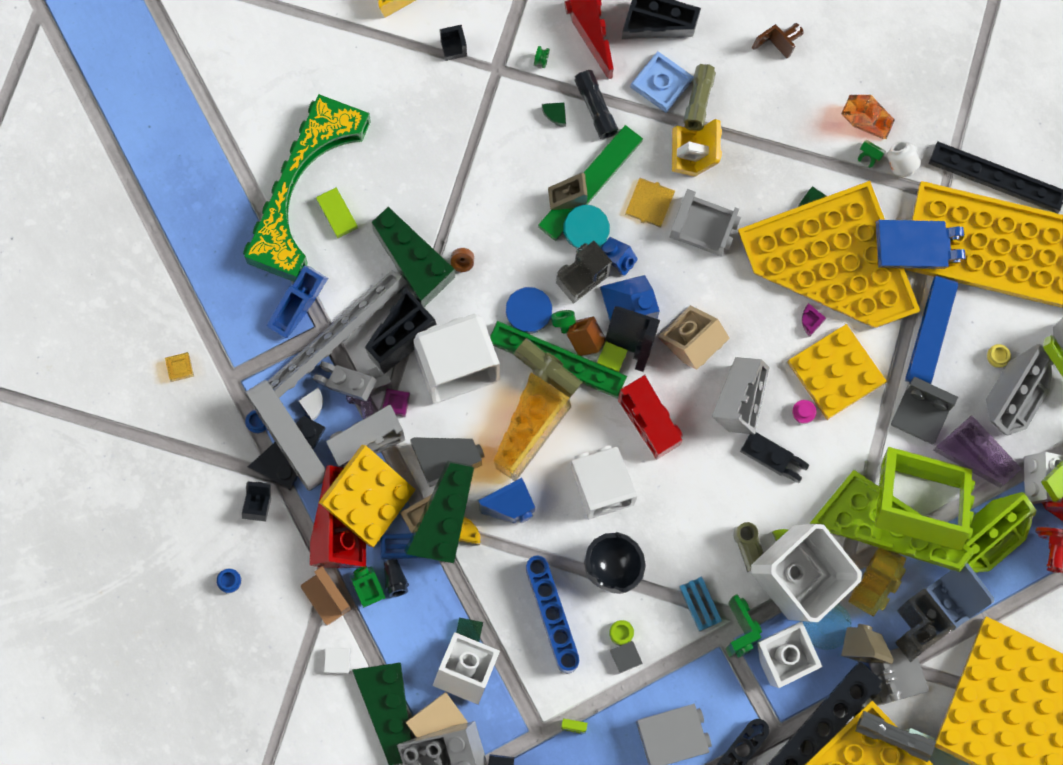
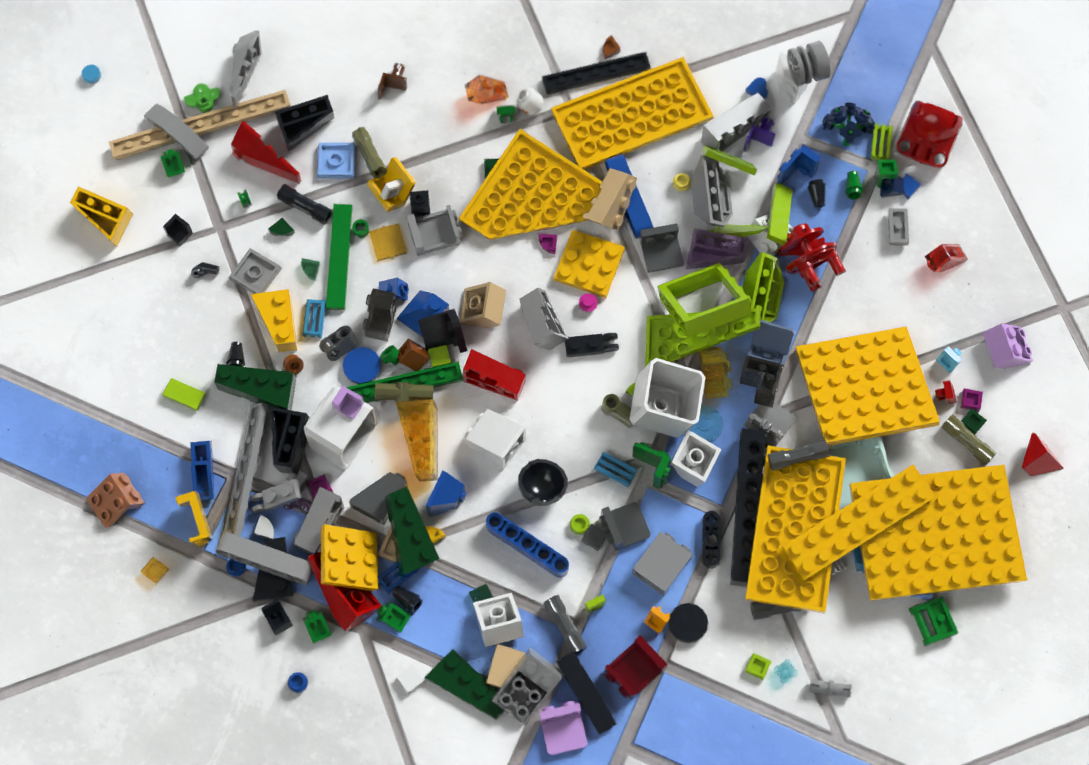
camera: 35 degrees left, 5 degrees down
(194, 267) = (114, 498): none -> nougat bracket
(256, 346) = (204, 531): none -> yellow panel
(287, 538) = (316, 625): none -> green bracket
(325, 596) = (370, 644): medium nougat panel -> none
(326, 128) = (134, 343): green arch -> none
(414, 210) = (236, 355): none -> black cone
(449, 99) = (204, 268): none -> black arm
(476, 341) = (347, 402): none -> lavender panel
(483, 202) = (278, 317): none -> yellow wedge
(496, 139) = (255, 272): none -> light grey tile
(506, 241) = (313, 333): none -> dark azure tile
(524, 271) = (340, 343): none -> dark grey piece
(528, 722) = (565, 625): none -> dark grey axle
(553, 173) = (310, 268): none -> clear green tile
(568, 193) = (331, 272): dark tan slope -> none
(586, 225) = (357, 285): teal tile -> none
(628, 173) = (360, 222): none -> green bush
(665, 668) = (624, 525): none -> dark grey bracket
(710, 186) = (420, 203): none -> black brick
(865, 645) = (737, 417): dark tan slope -> none
(909, 324) = (612, 200): none -> tan wedge
(917, 244) = (579, 147): blue tile -> none
(1017, 450) = (739, 230): none -> lime bar
(1032, 161) = (610, 47): none -> dark orange tile

